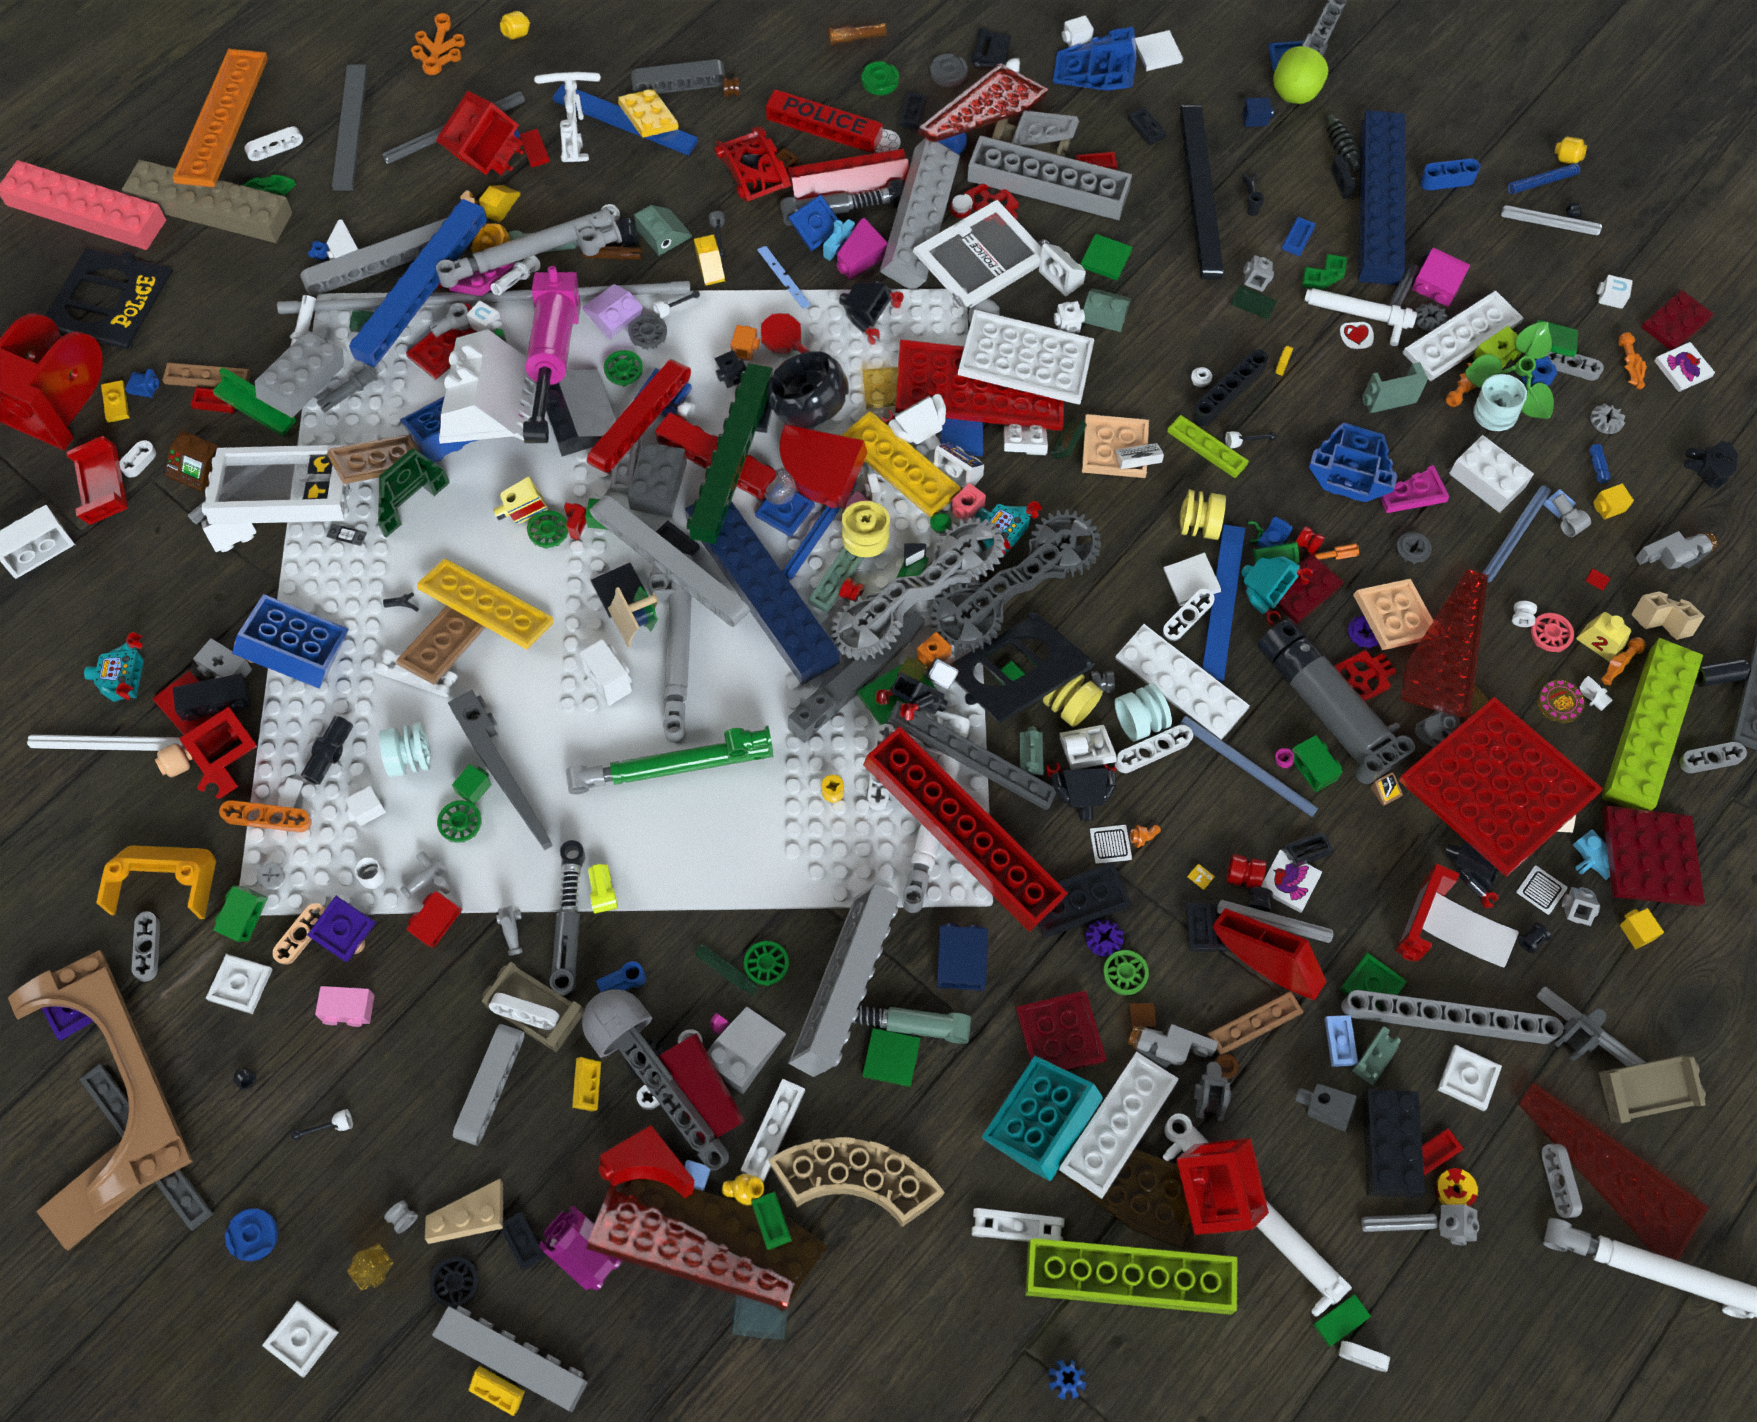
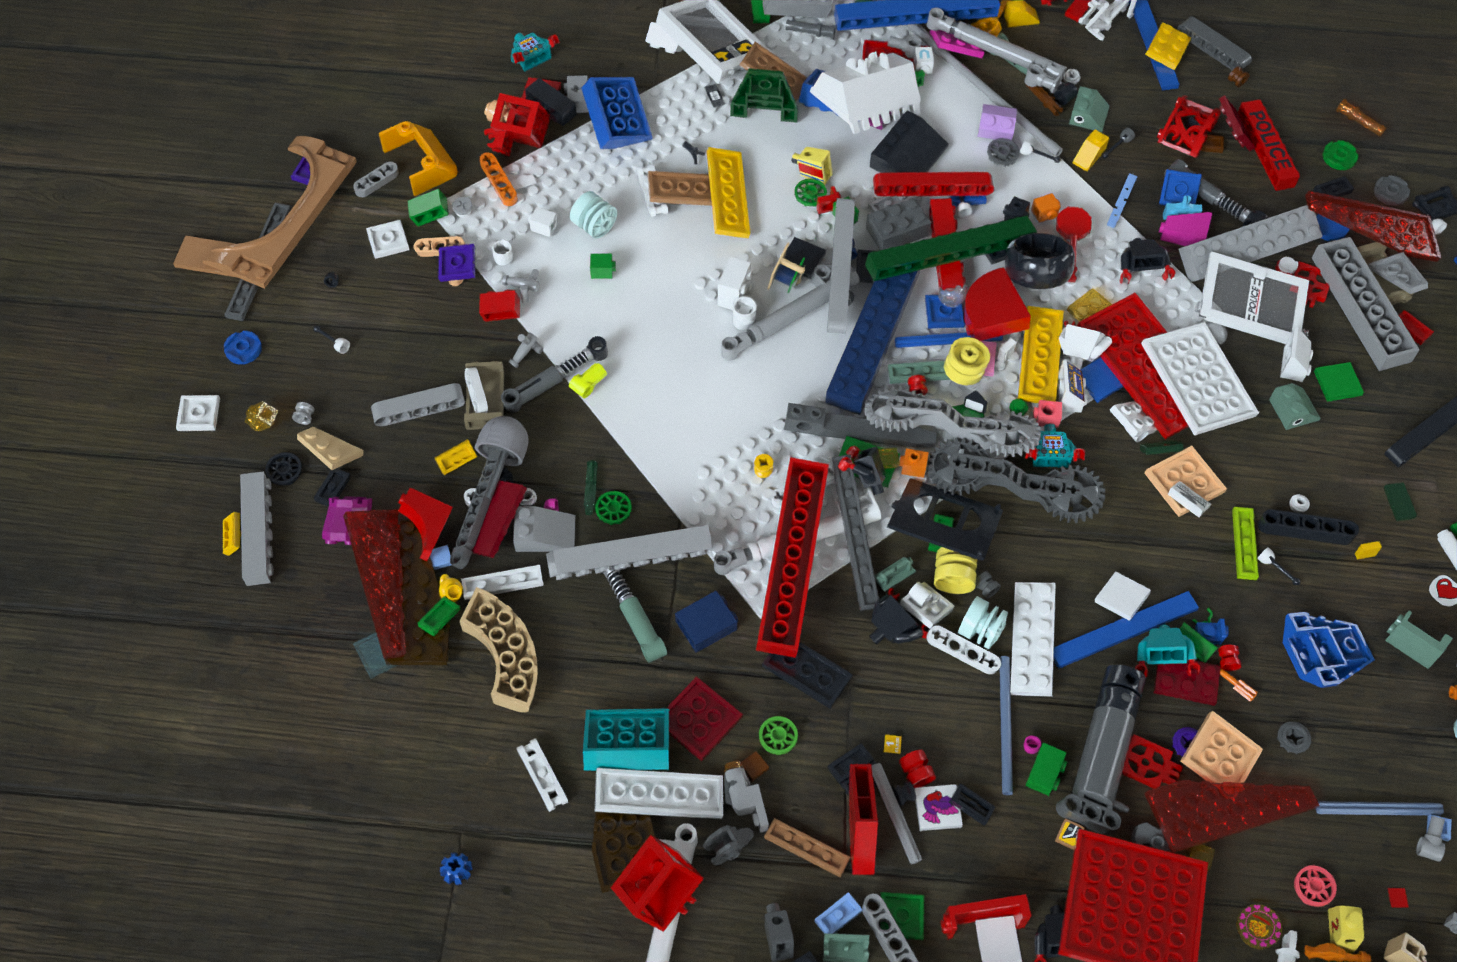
camera: 55 degrees right, 5 degrees down
(101, 742) = (478, 68): white axle -> none
(327, 750) = (564, 179): black piece -> none
(344, 1005) = (412, 298): bright pink brick -> none
(459, 821) = (573, 277): green wheel -> none
(479, 734) = (641, 244): dark grey piece -> none
(519, 272) = (979, 57): white pin -> none
(555, 312) = (969, 88): dark pink piece -> none
(620, 980) = (537, 432): blue piece -> none
(623, 367) = (963, 156): green wheel -> none
(645, 687) = (744, 312): none -> white wheel
(738, 747) = (741, 388): green piece -> none
(783, 127) = (1234, 120): none -> dark red plate
(848, 174) = (1239, 184): slope -> none
(889, 142) = (1293, 194): white sticker -> none
(891, 1057) = (604, 623): green tile -> none
(942, 673) = (902, 476): slope -> none
(1069, 317) = (1260, 386): white brick -> none
(1105, 948) = (800, 711): dark purple gear -> none
(1110, 844) = (869, 668): white sticker -> none
(1131, 1276) = (556, 868): lime brick -> none
(1141, 834) = (887, 682): orange plate -> none
(1195, 599) = (1074, 614): white beam -> none
(1203, 514) = (1179, 568): light yellow wheel -> none
(1228, 1064) = (758, 846): reddish brown tile -> none
(1258, 273) = (1425, 486): light grey brick -> none
(1416, 492) = (1346, 713): dark pink wing -> none
(1491, 473) = (1413, 757): white brick -> none
(1524, 614) = (1310, 853): white wheel -> none

